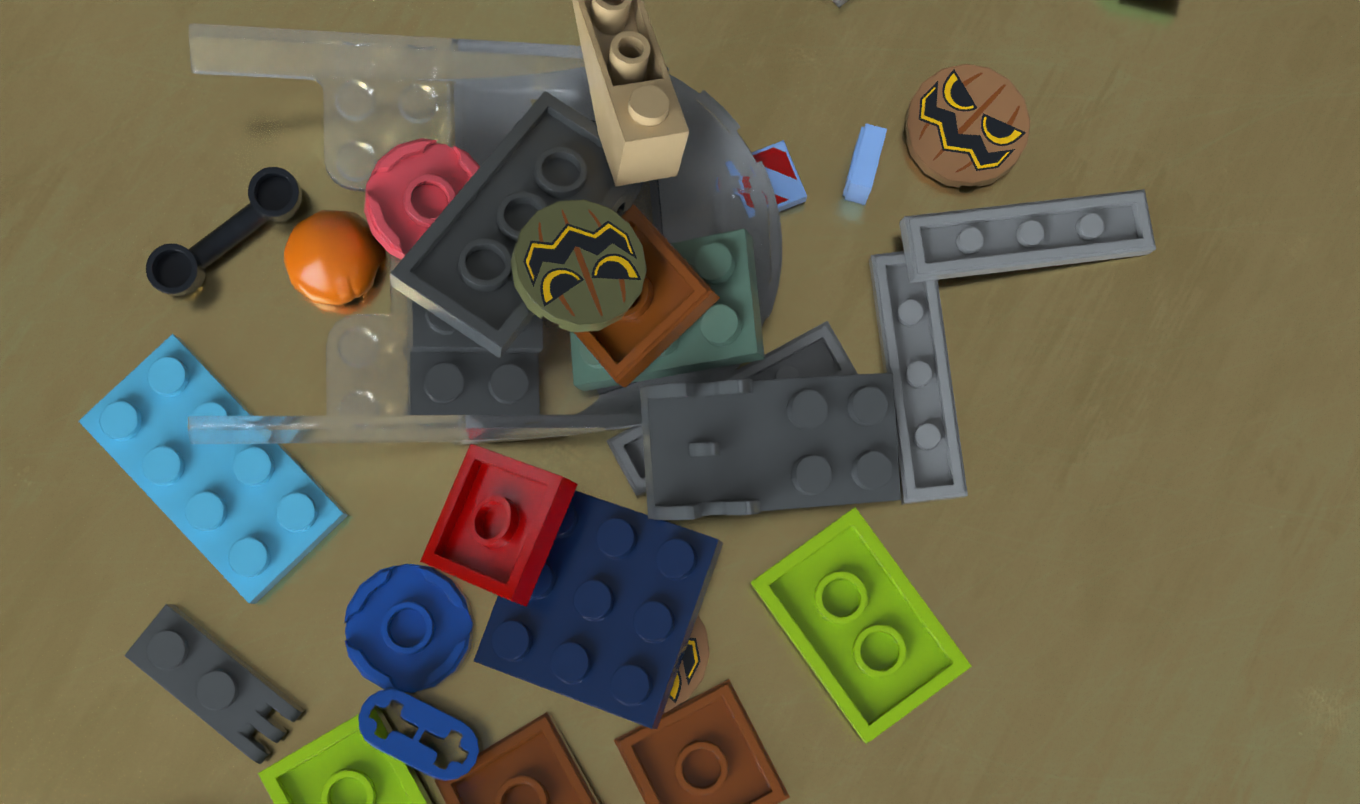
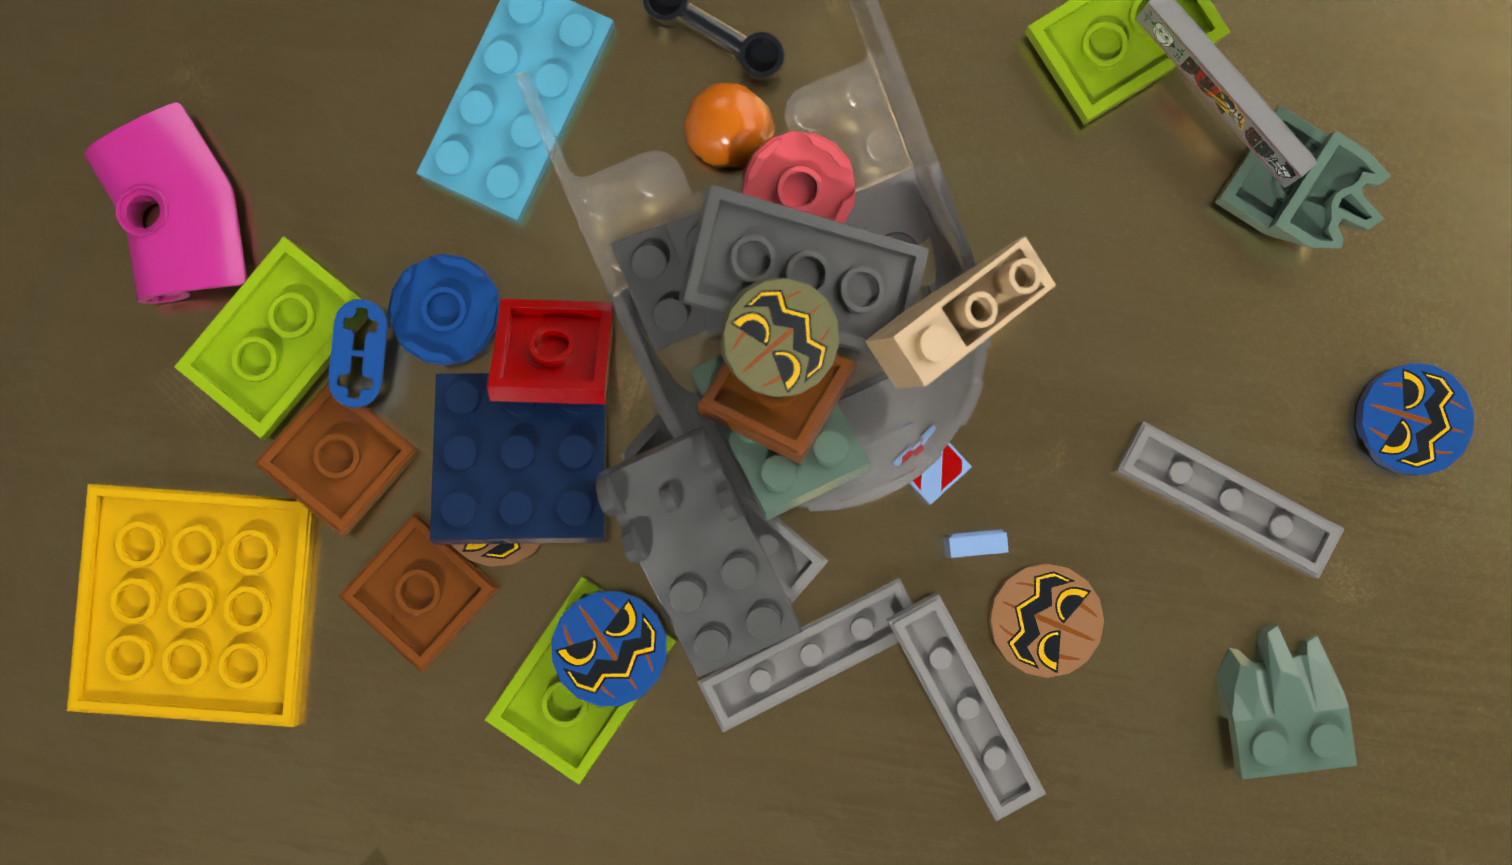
camera: 70 degrees right, 5 degrees up
(212, 681) = (344, 169): dark grey hinge -> none
(838, 578) = (609, 648): none -> tile

